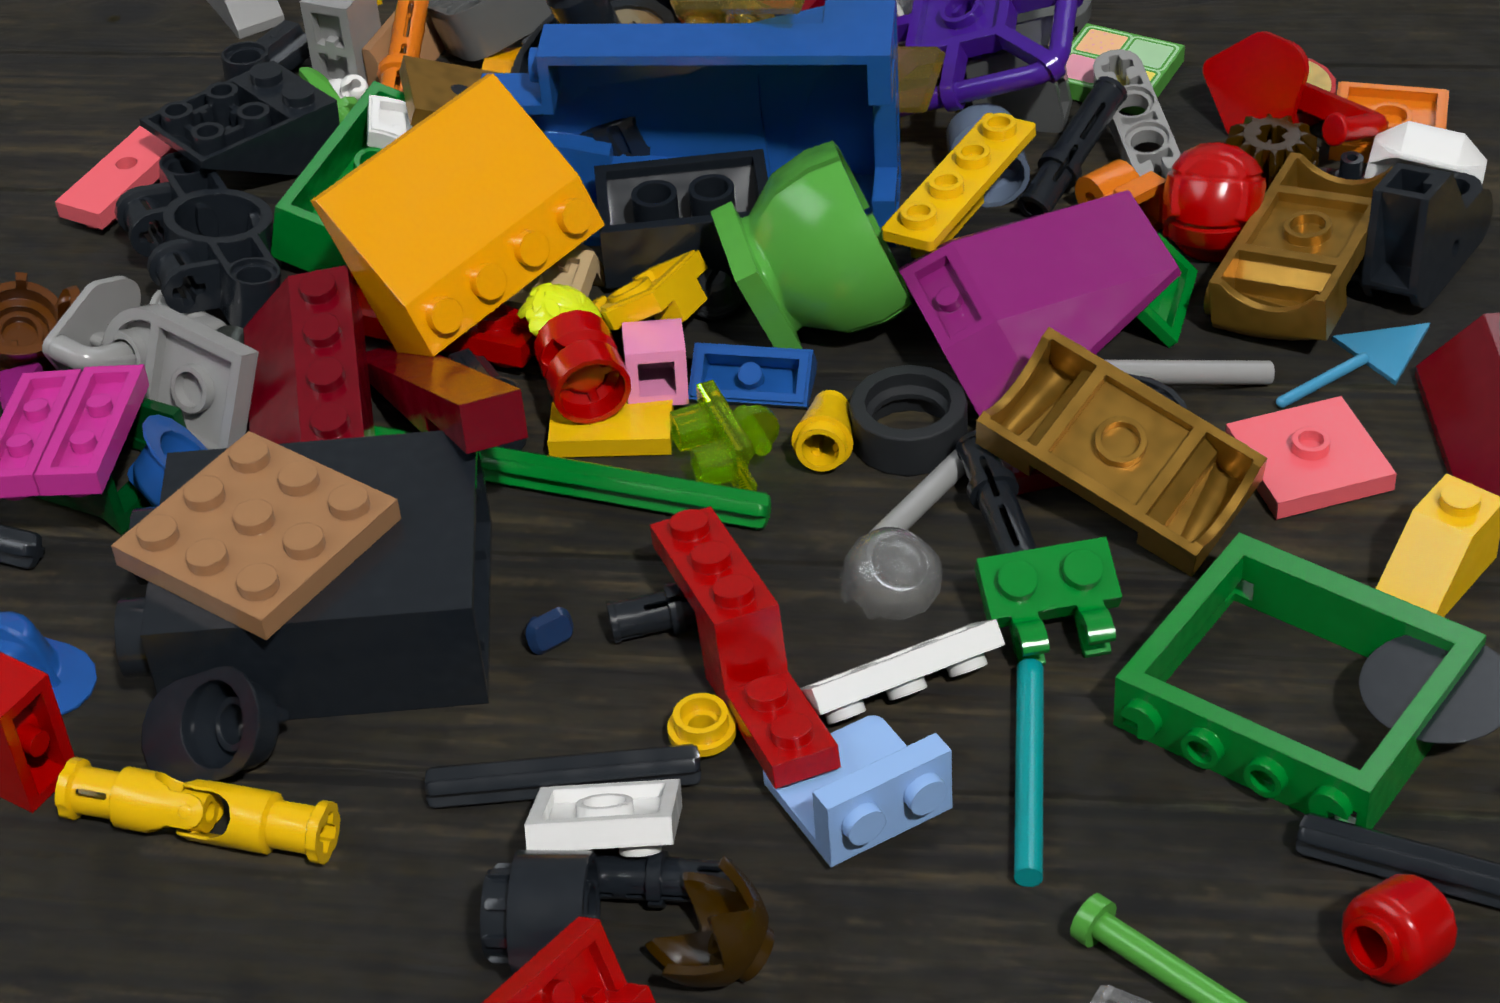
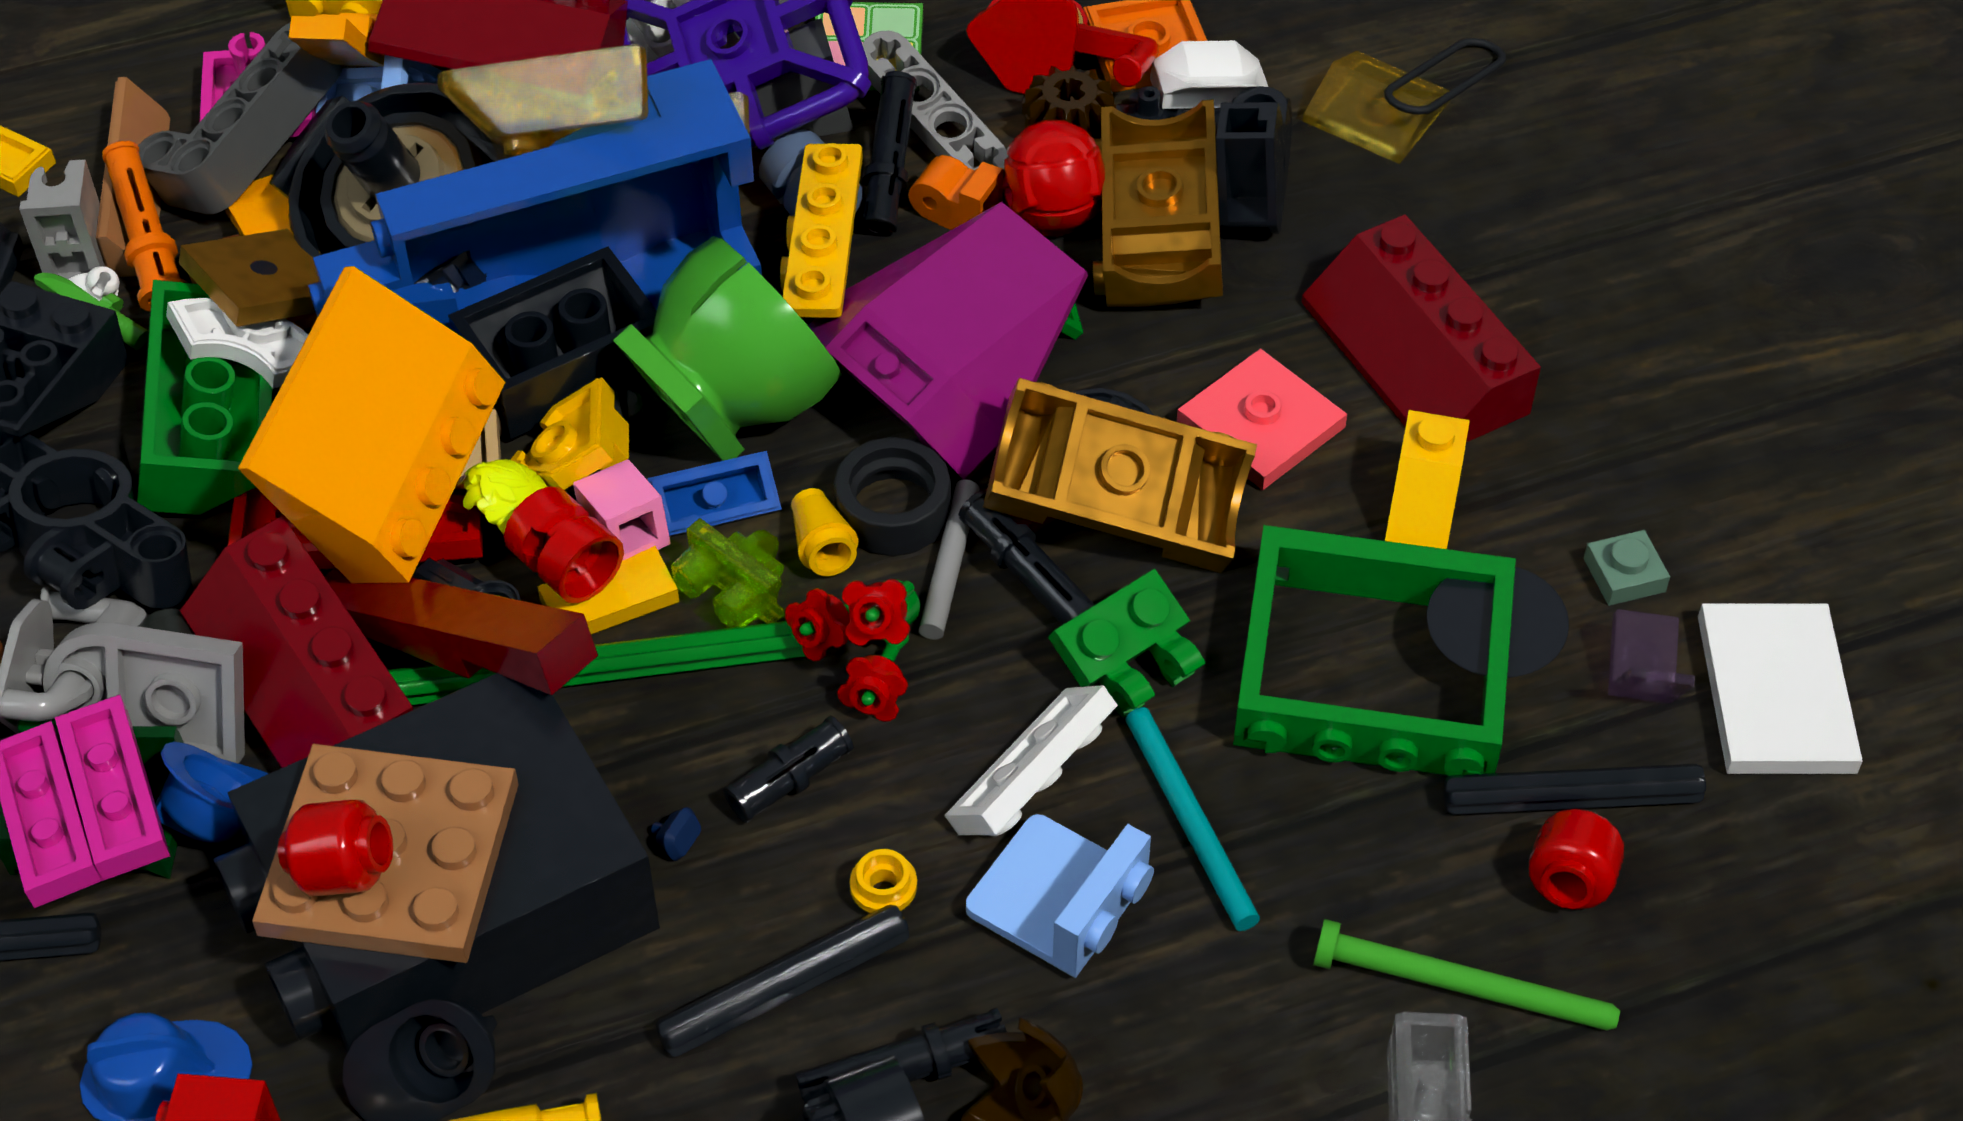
camera: 30 degrees left, 10 degrees up
(195, 498) = (335, 847): none -> red head
(619, 815) = (863, 1011): white plate -> none
(744, 647) = (889, 789): red bracket -> none
(811, 485) = (869, 613): none -> red plant
(891, 574) = (966, 665): clear hair -> none
(1201, 371) = (1118, 365): light grey bar -> none
(1382, 350) = (1259, 284): dark azure piece -> none

